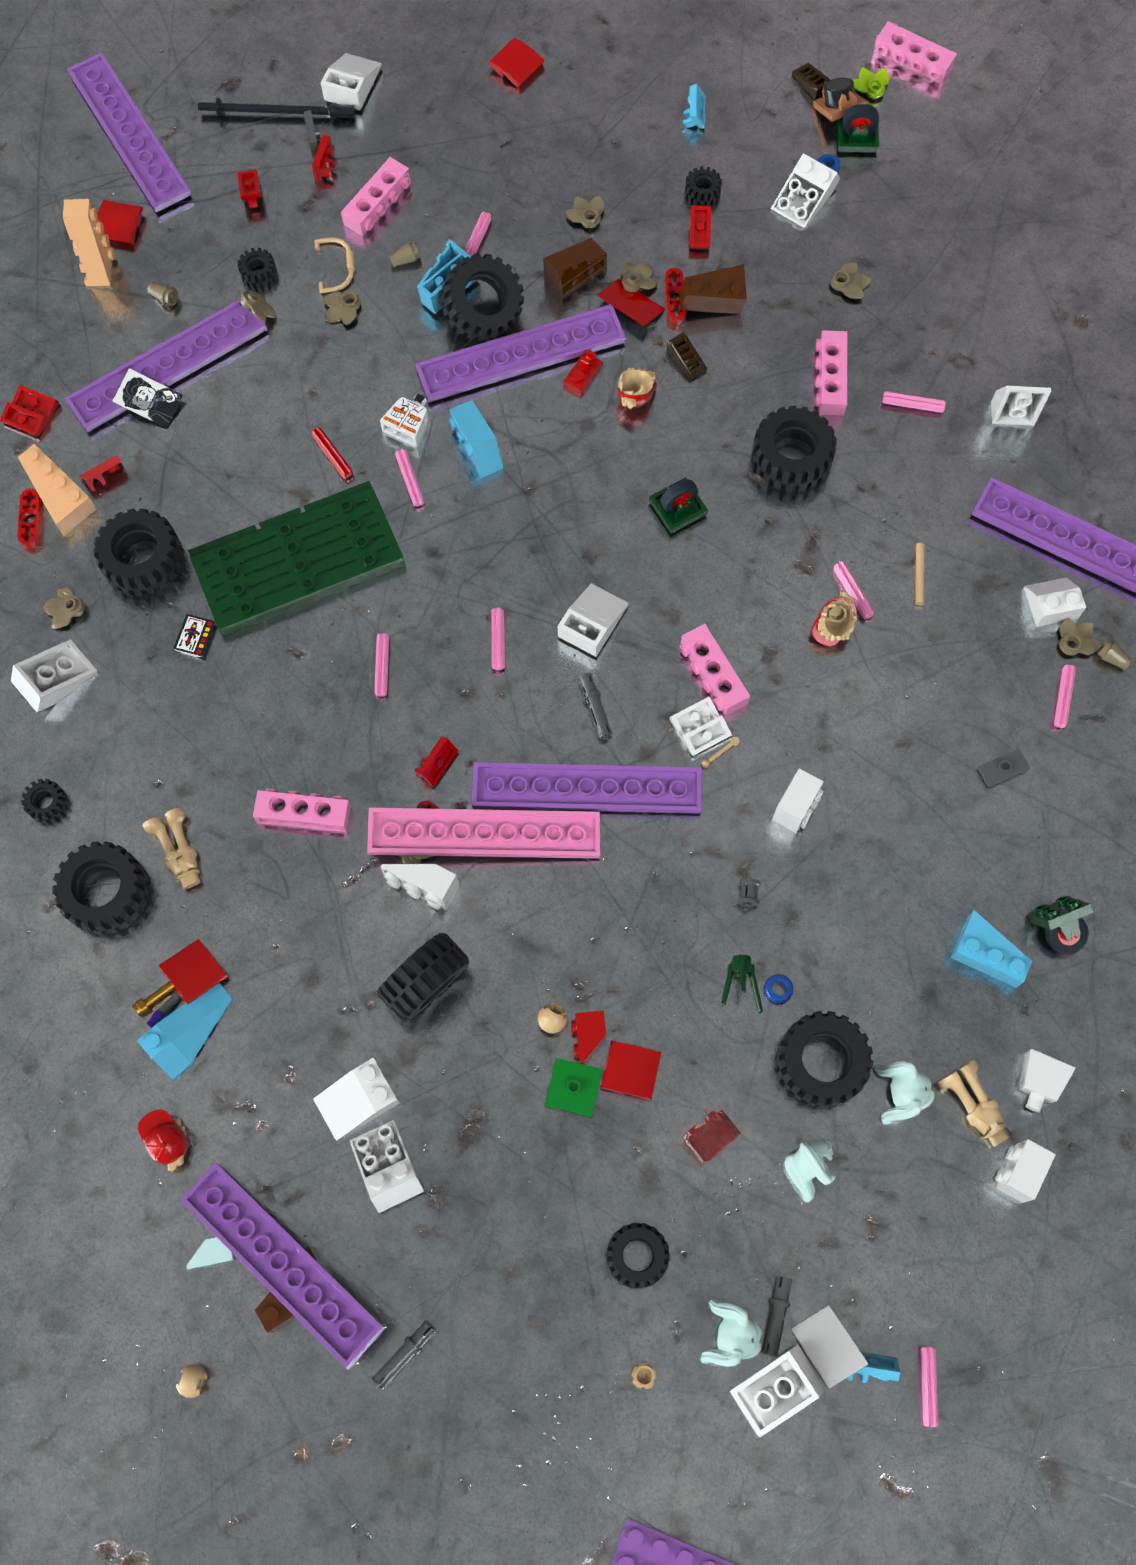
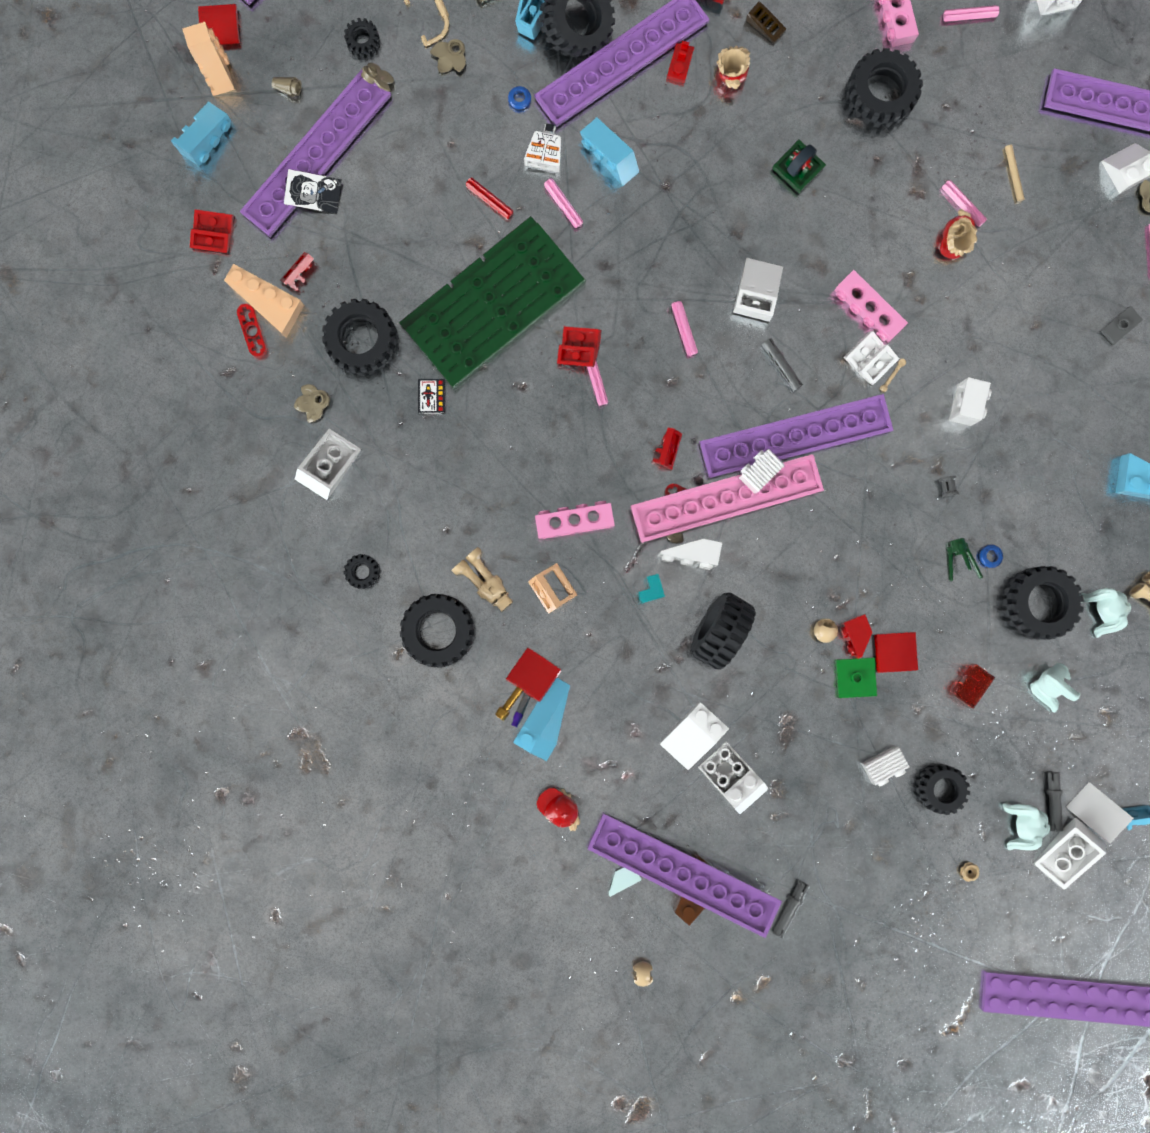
camera: 25 degrees left, 15 degrees up
(56, 316) = (202, 134): none -> medium azure wedge
(240, 881) = (545, 592): none -> light nougat tile
(363, 916) = (654, 590): none -> teal piece
(374, 625) = (579, 346): none -> red slope
(399, 371) = (519, 90): none -> blue piece
(530, 810) = (761, 471): none -> white brick
(576, 1205) = (885, 765): none -> white brick

